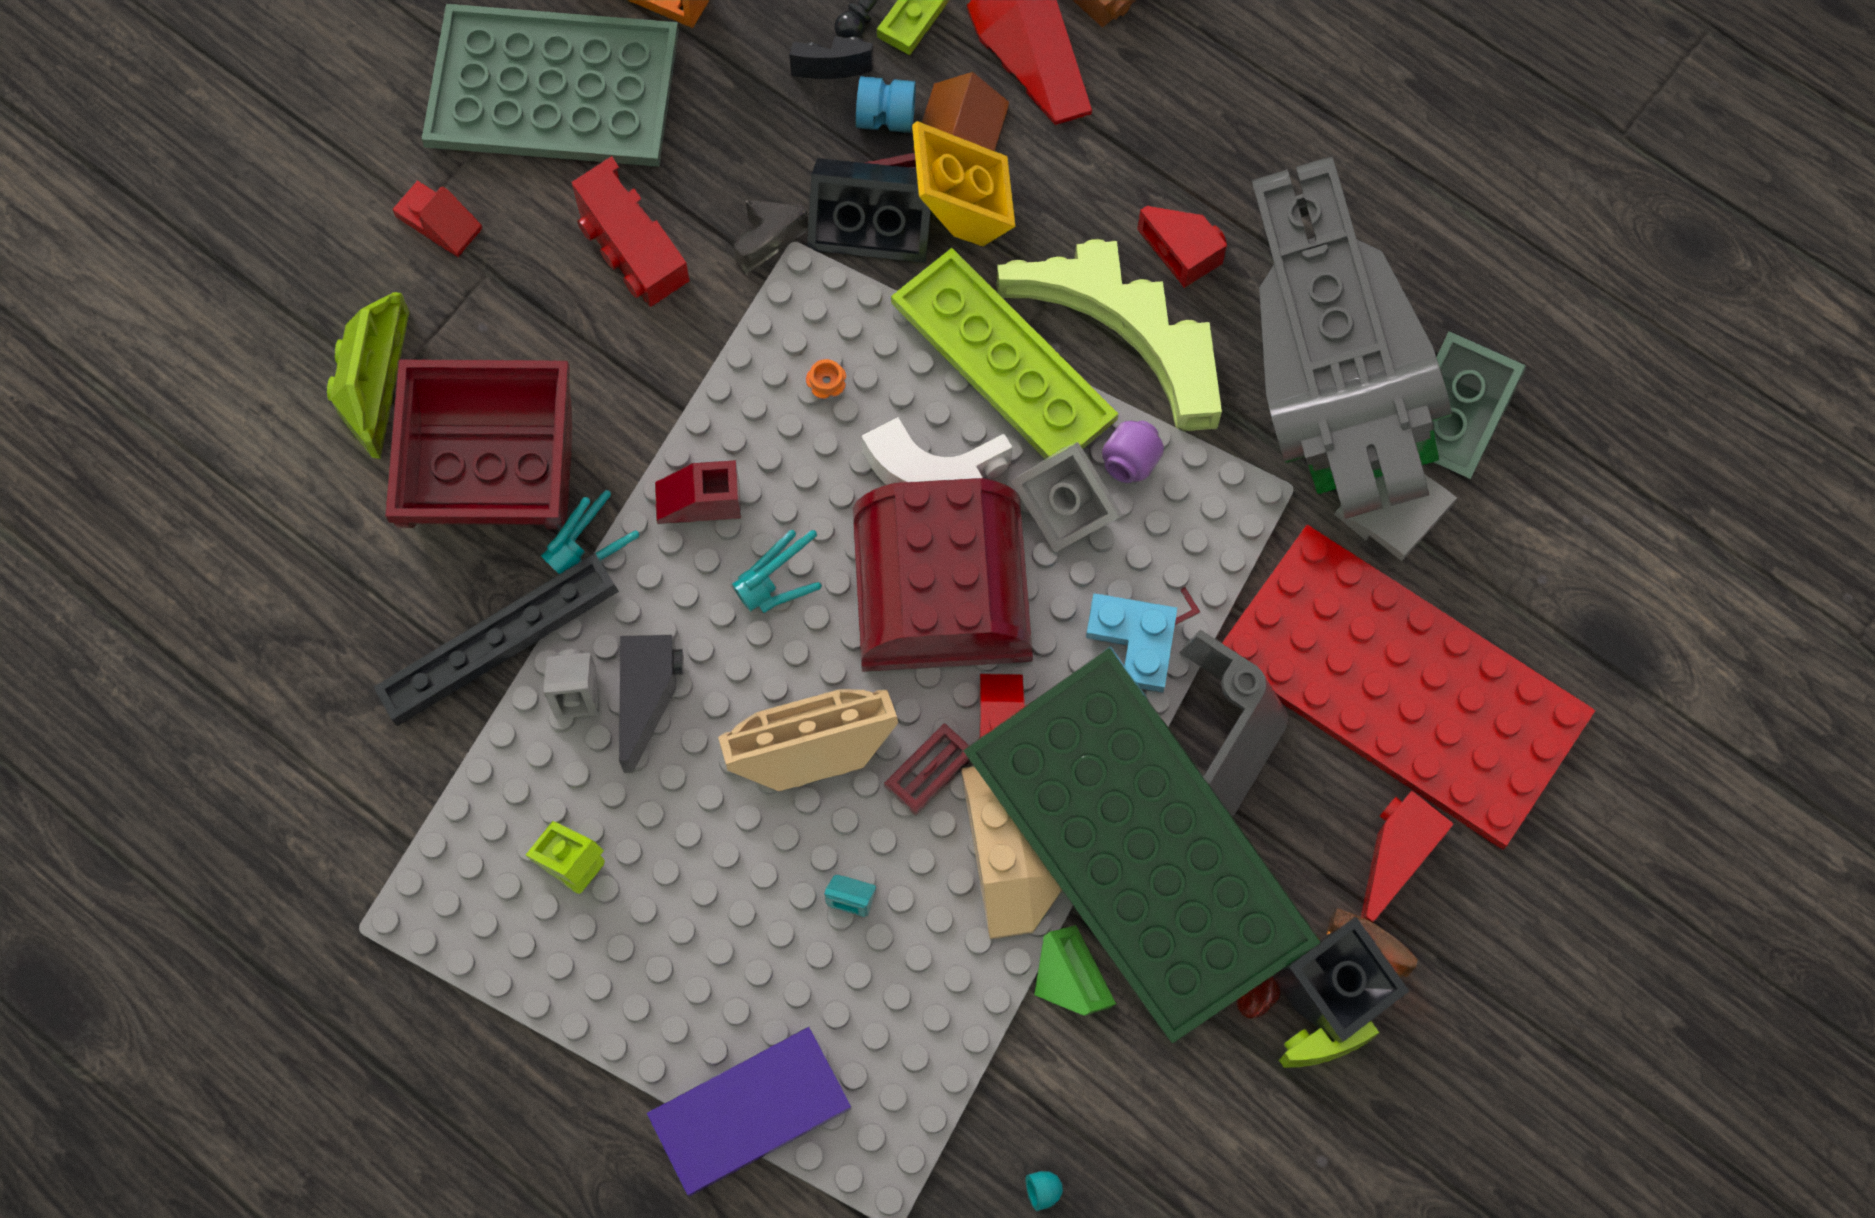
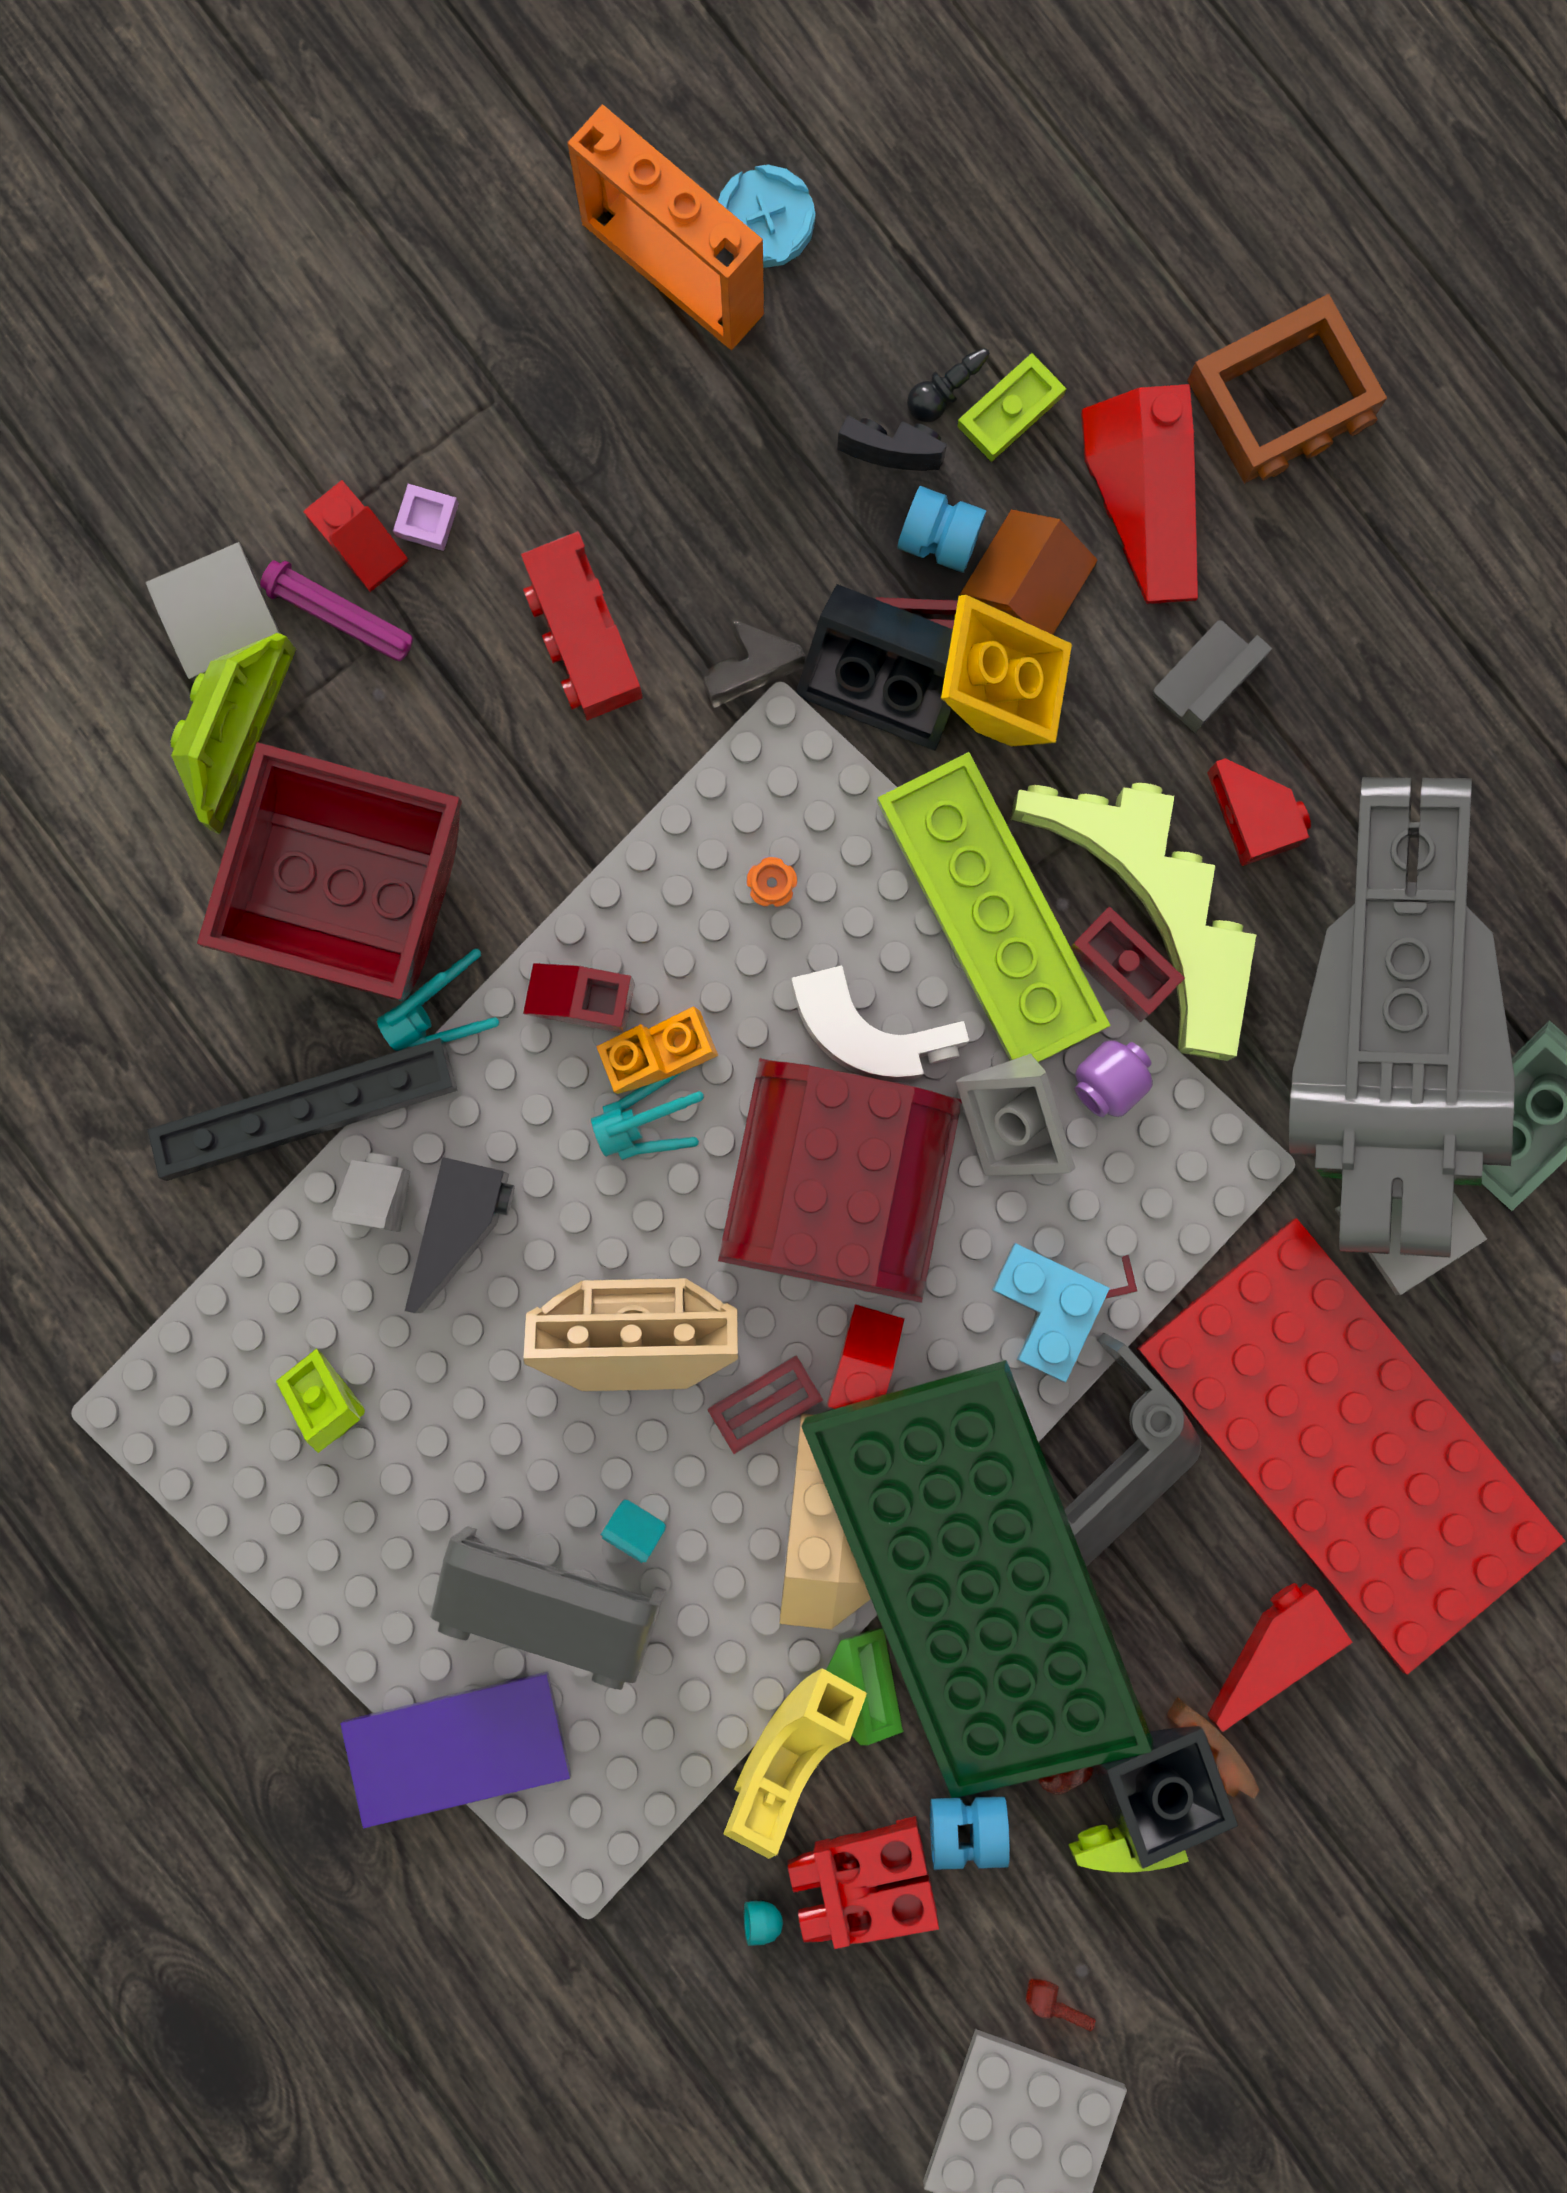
camera: 15 degrees right, 15 degrees up
(334, 292) = (211, 607): none -> light grey slope
(435, 273) = (283, 582): none -> magenta axle
(489, 191) = (425, 517): none -> lavender plate
(551, 85) = (536, 389): sand green plate -> none
(765, 528) = (657, 1053): none -> light orange slope
(795, 949) = (543, 1610): none -> dark grey windscreen
(1028, 1034) = (796, 1739): none -> light yellow arch
(1113, 1144) = (870, 1886): none -> red hips
(1117, 369) = (1125, 964): none -> dark red brick
(1118, 159) = (1209, 674): none -> dark grey panel
(1209, 1058) = (987, 1833): none -> dark azure wheel
(1296, 1191) = (1042, 2000): none -> clear red hand

